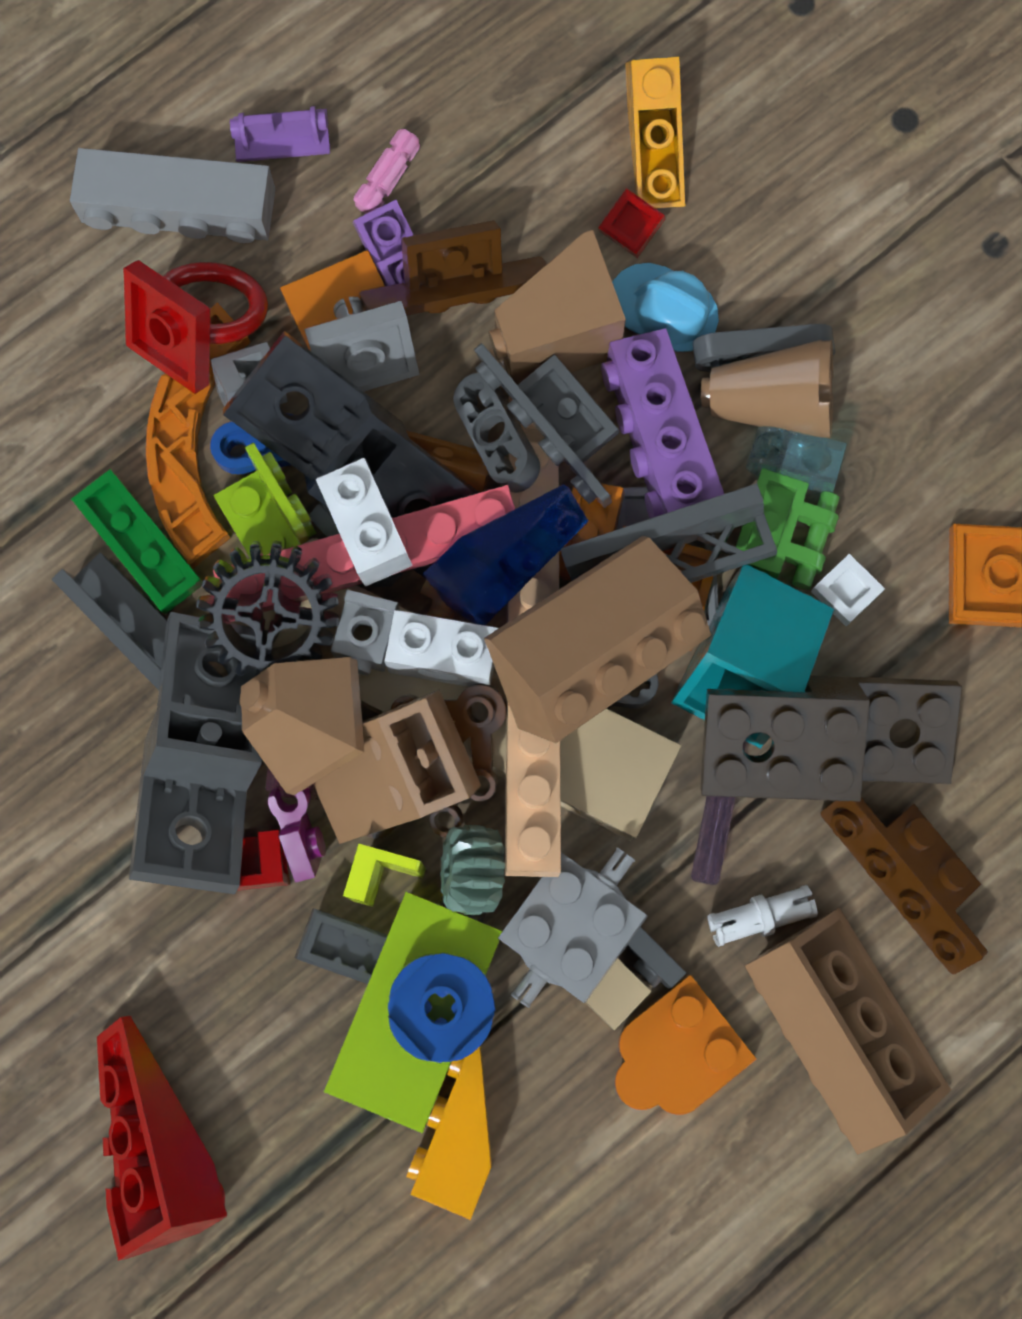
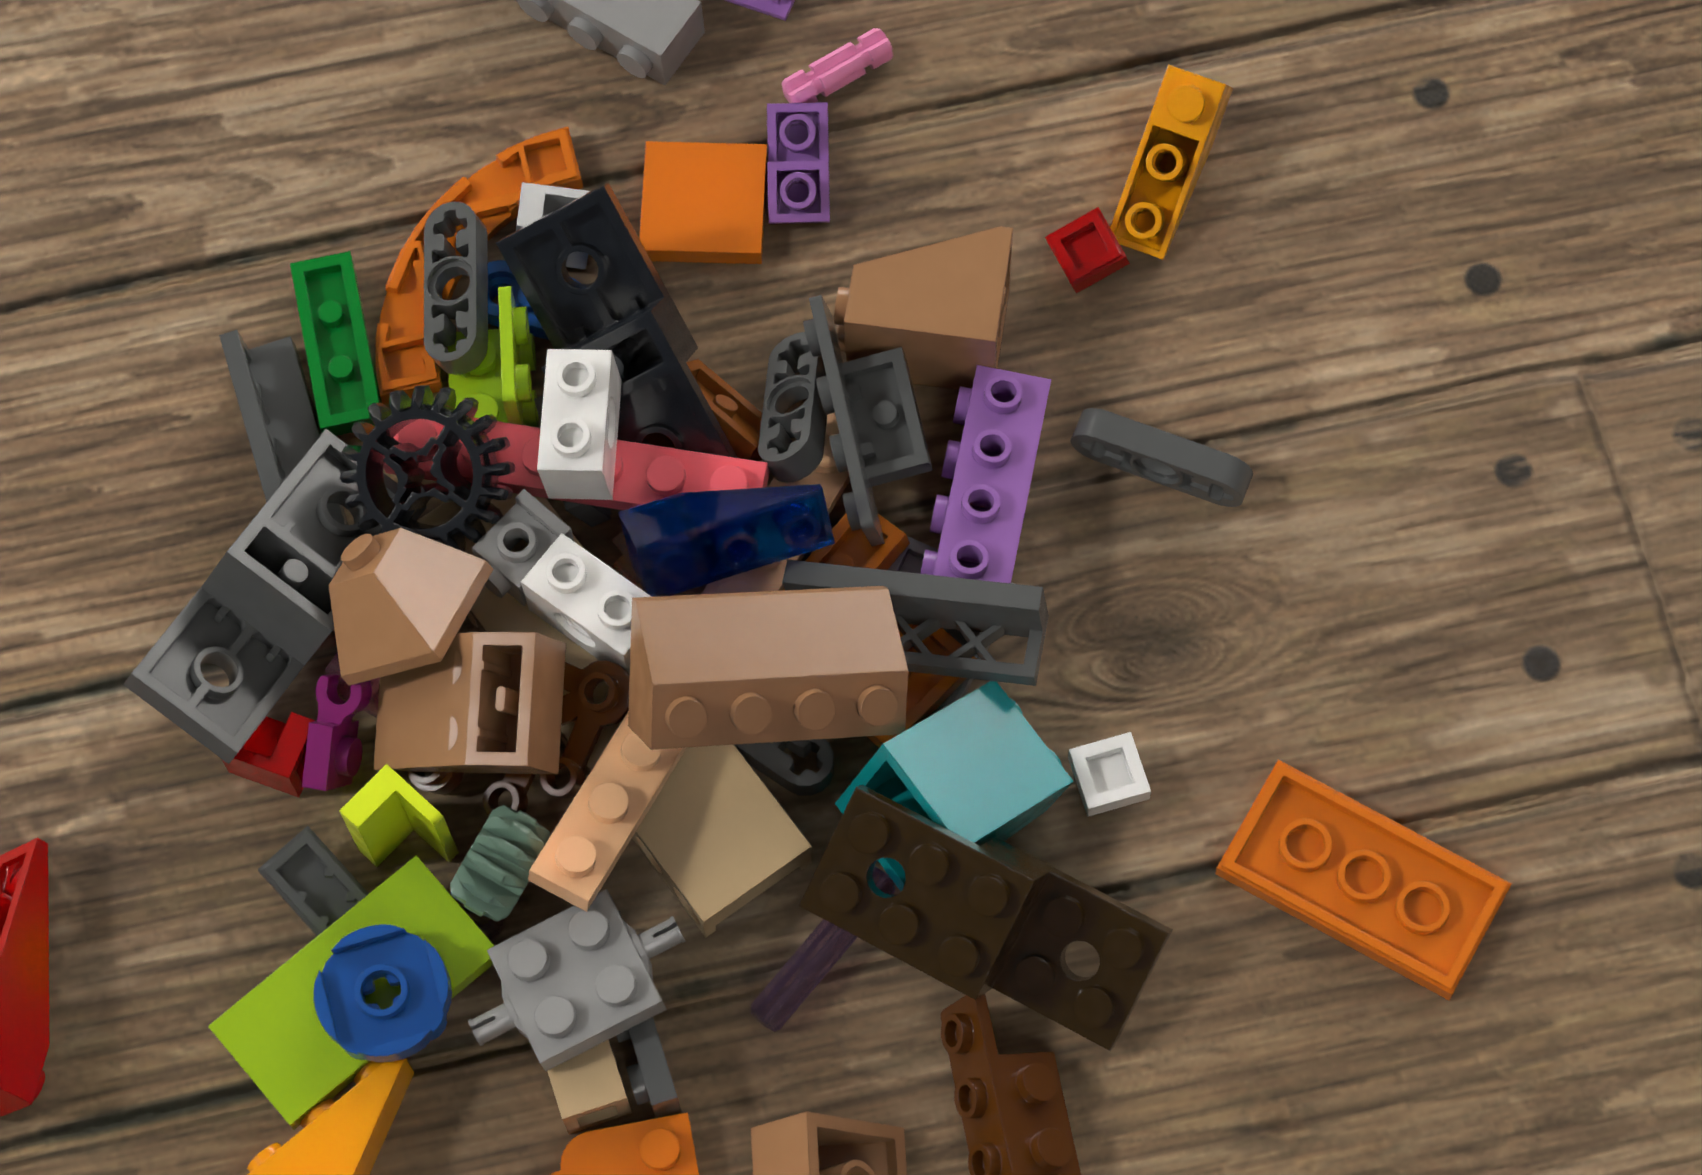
camera: 30 degrees right, 10 degrees down
(174, 327) = (496, 124): red tile -> none
(184, 451) = (469, 309): none -> dark grey beam
(367, 345) = (699, 246): light grey tile -> none
(453, 270) = (834, 205): reddish brown bracket -> none
(668, 299) = (1079, 355): medium azure piece -> none
(762, 915) = (806, 1088): white pin -> none
(776, 389) = (1150, 511): medium nougat cone -> none
(783, 508) = (1076, 644): bright green plate -> none
(797, 456) = (1132, 602): clear light blue leg -> none

